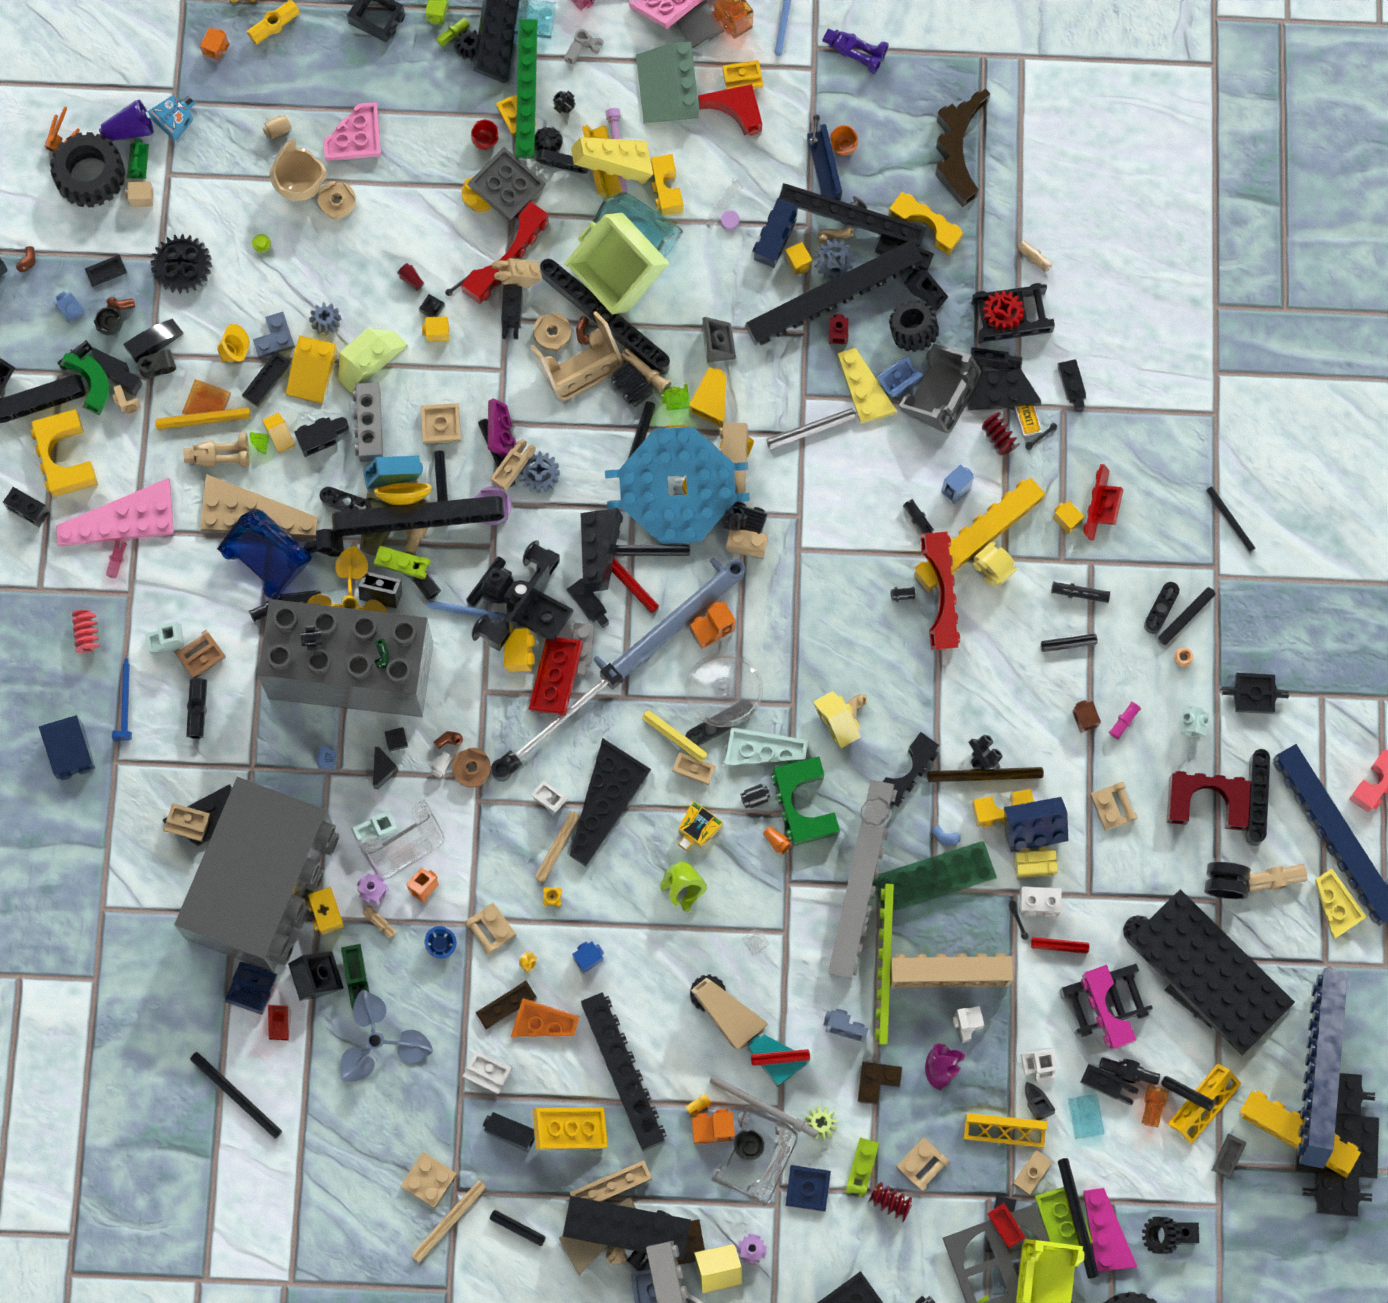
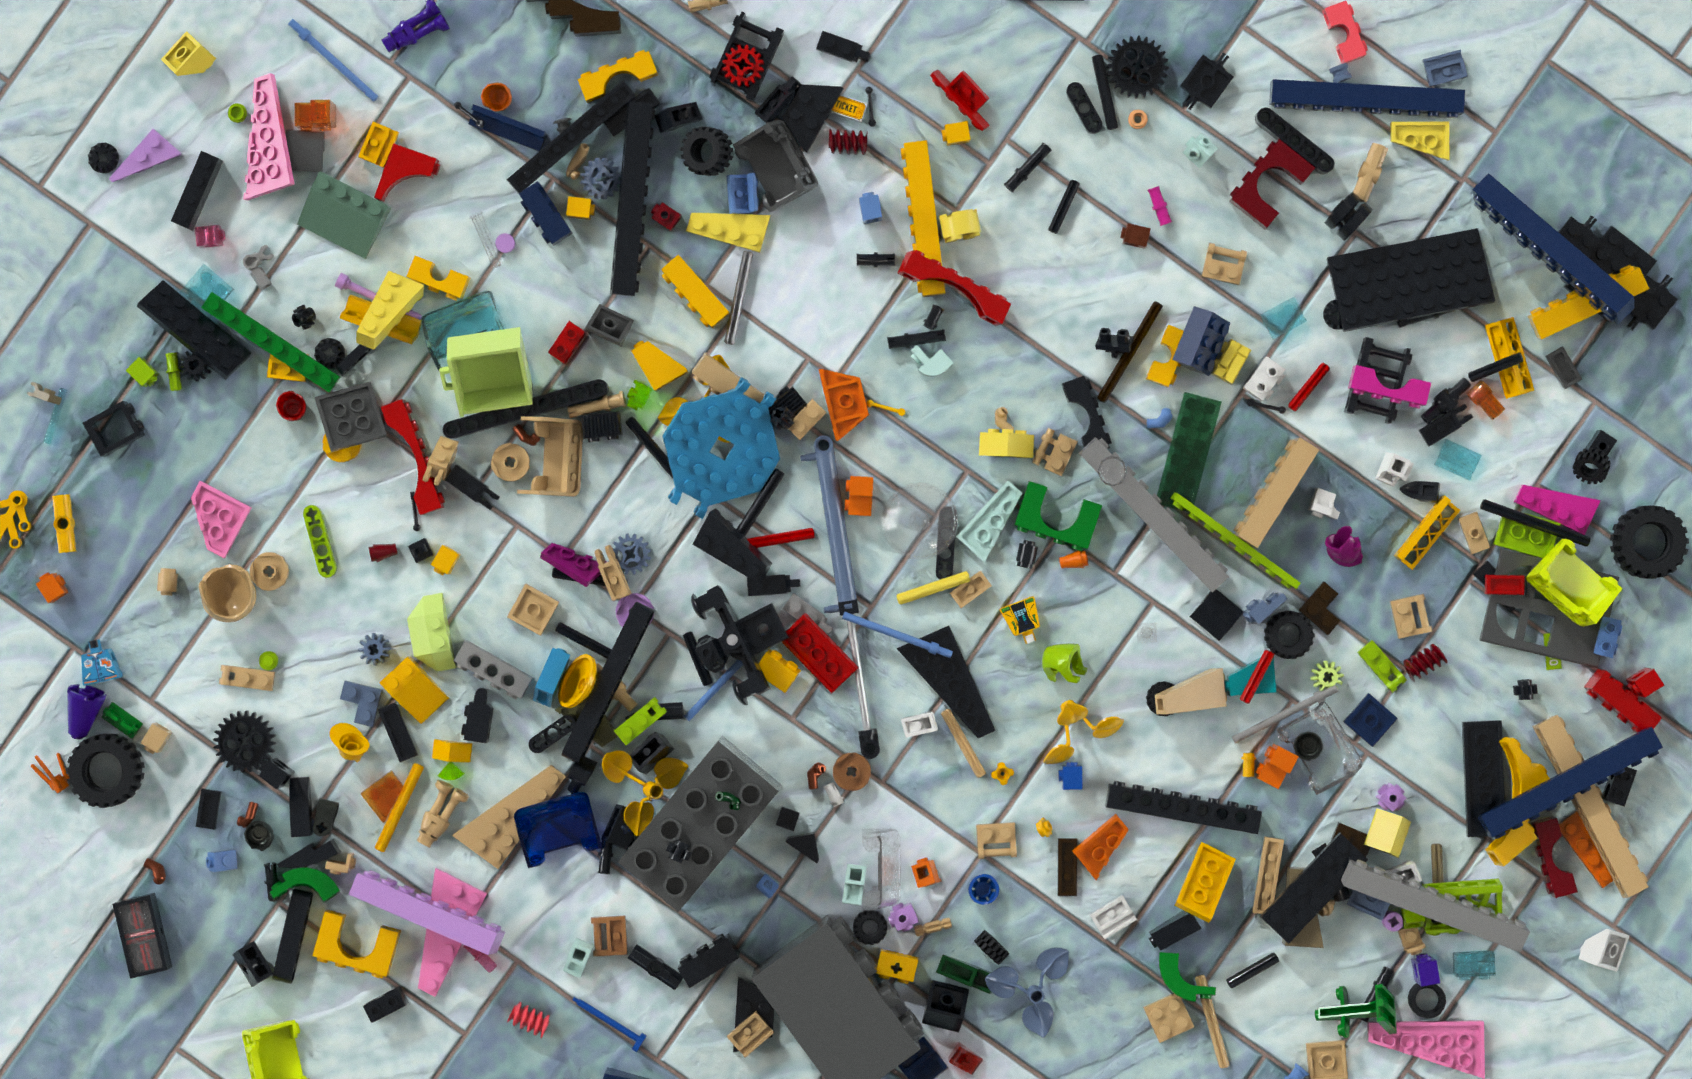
camera: 60 degrees left, 15 degrees up
(127, 488) = (427, 913): none -> lavender brick
(170, 301) = (275, 773): none -> black brick
(230, 745) = (708, 959): none -> black brick
(236, 236) = (247, 678): none -> tan plate
(350, 878) = (873, 938): none -> black tyre
(386, 223) = (316, 542): none -> lime beam
(393, 980) = (991, 947): none -> black tyre
(469, 1152) = (1170, 974): none -> green arch
(622, 765) = (931, 647): none -> medium blue bar
(644, 917) = (1071, 714): none -> yellow plant
(681, 314) = (567, 342): none -> red brick
(783, 565) = (844, 401): none -> orange wing
(792, 390) = (695, 291): none -> yellow brick
(805, 618) = (901, 411): none -> yellow hinge
(811, 992) = (1216, 614): none -> black slope
(835, 1047) = (1305, 639): none -> black tyre
(860, 771) = (1060, 454): none -> tan plate
(862, 619) = (935, 365): none -> light aqua brick
(875, 591) = (916, 339): none -> black pin
(1103, 884) = (1283, 318): none -> clear light blue plate
(1232, 644) = (1153, 72): none -> black gear
(1342, 798) = (1340, 73): none -> sand blue wheel

